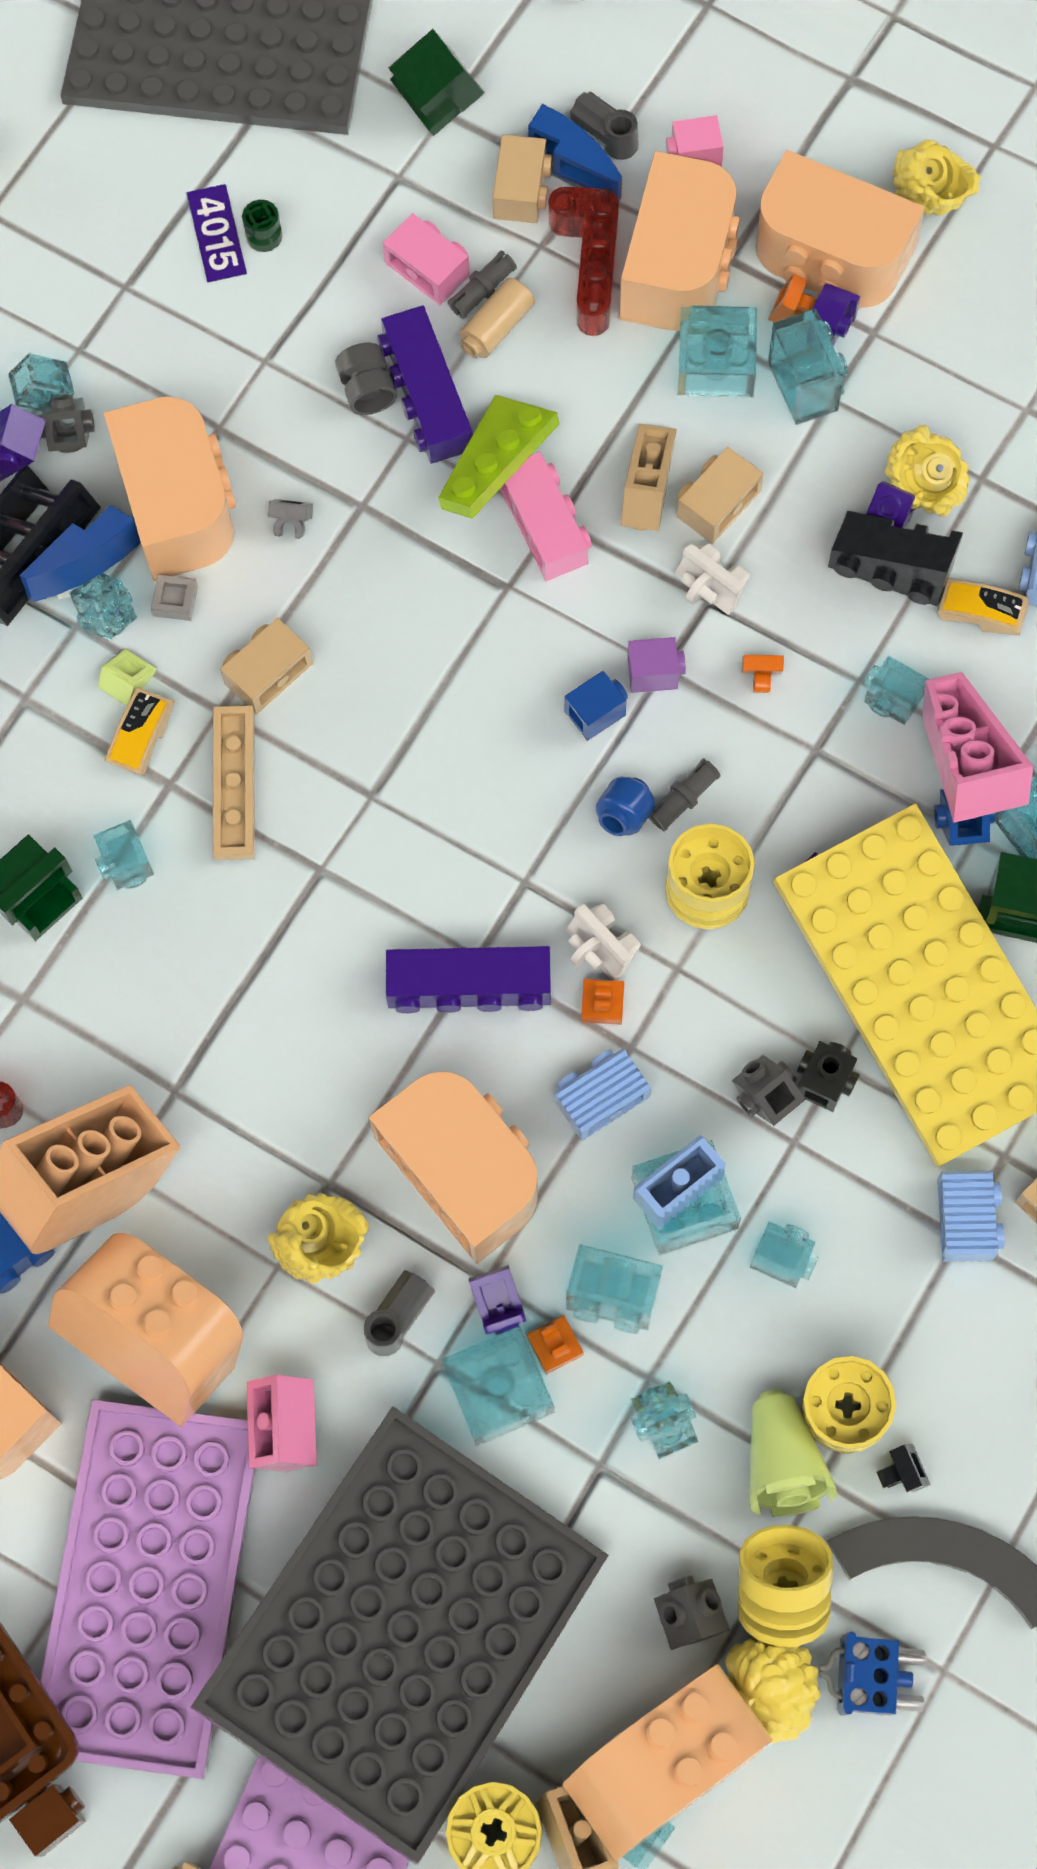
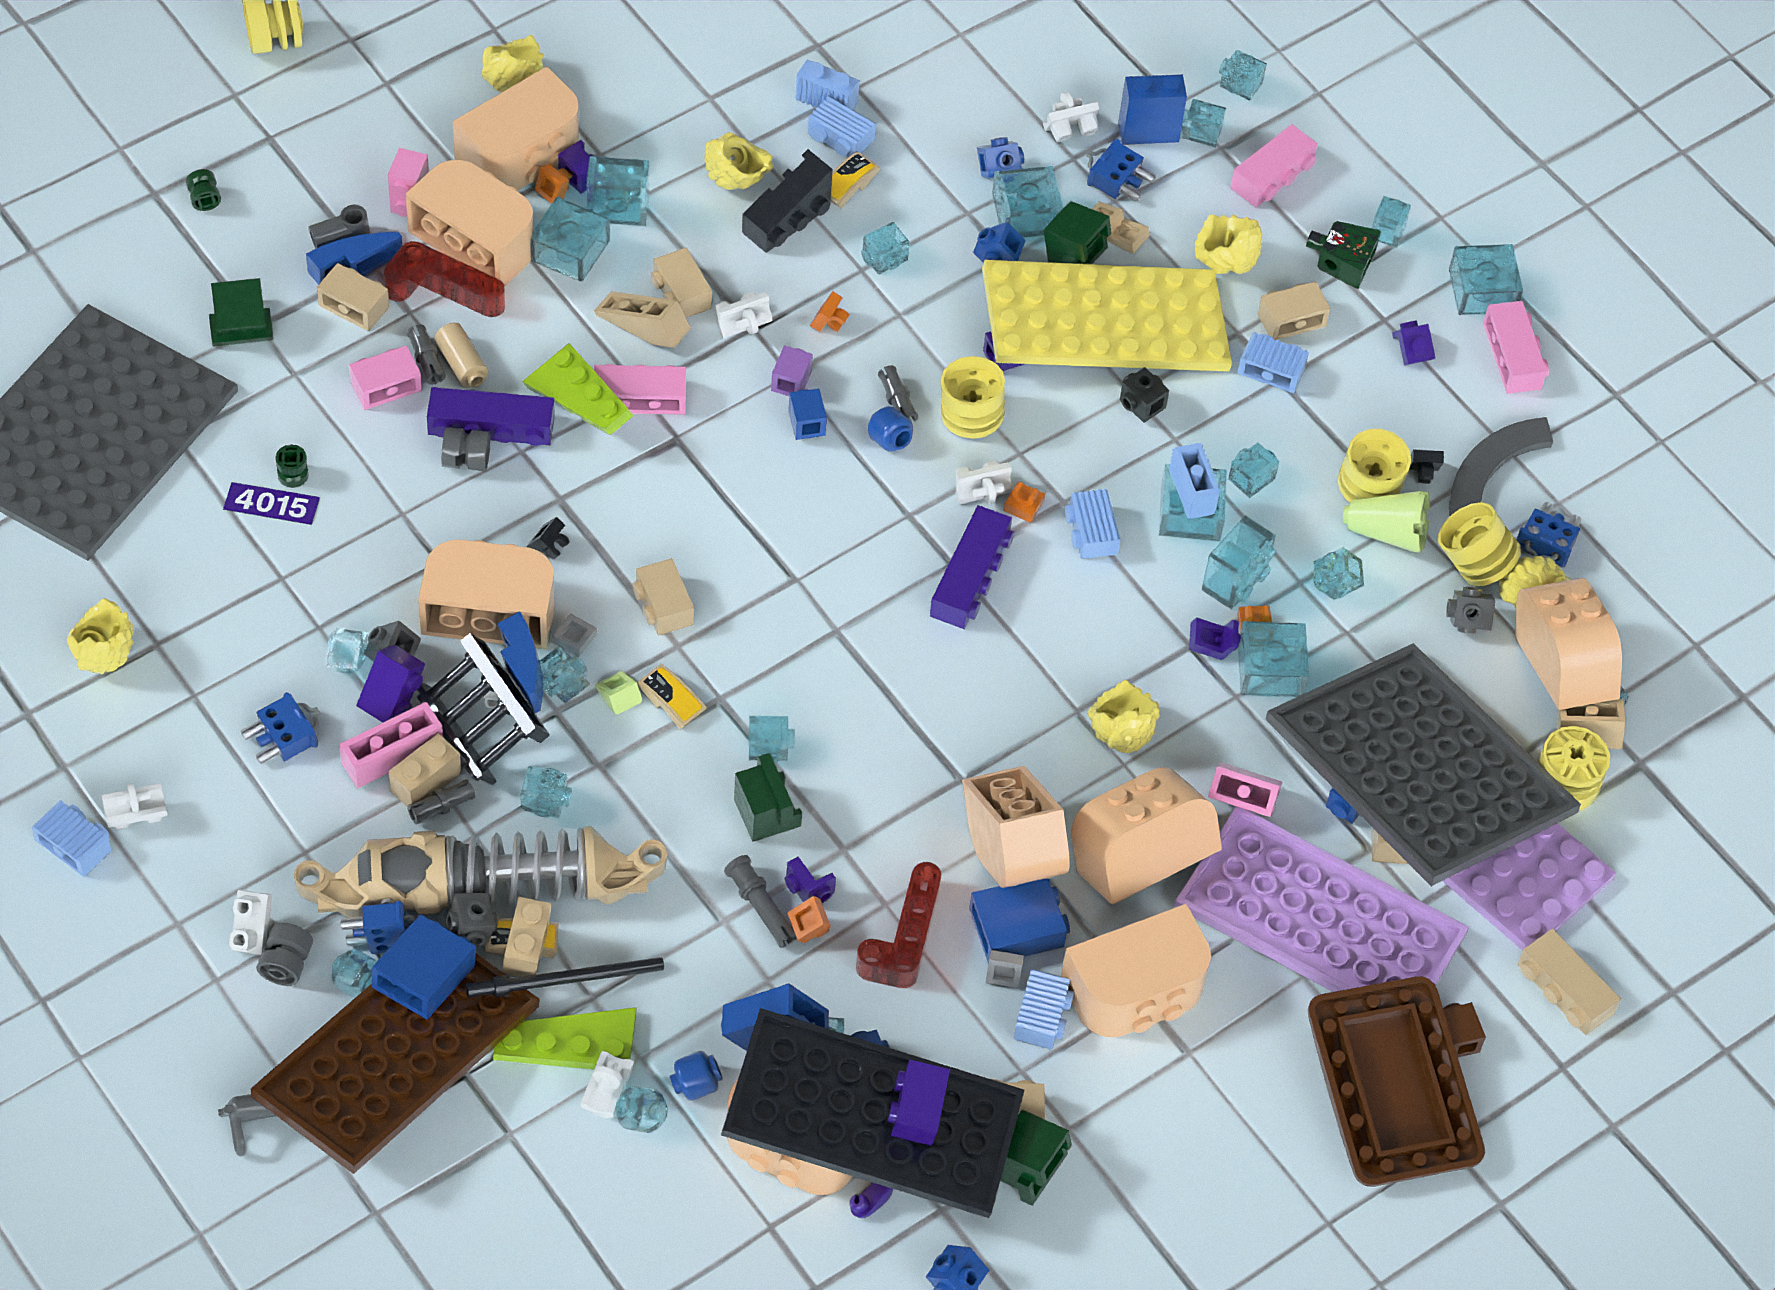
camera: 75 degrees left, 15 degrees down
(233, 783) = (745, 652): tan plate -> none
(398, 1310) = (1195, 700): dark grey piece -> none
(461, 1159) = (1110, 613): light nougat brick -> none
(767, 1090) = (1139, 428): dark grey brick -> none
(892, 504) = (750, 189): dark purple bracket -> none
(973, 751) = (962, 213): bright pink wedge -> none

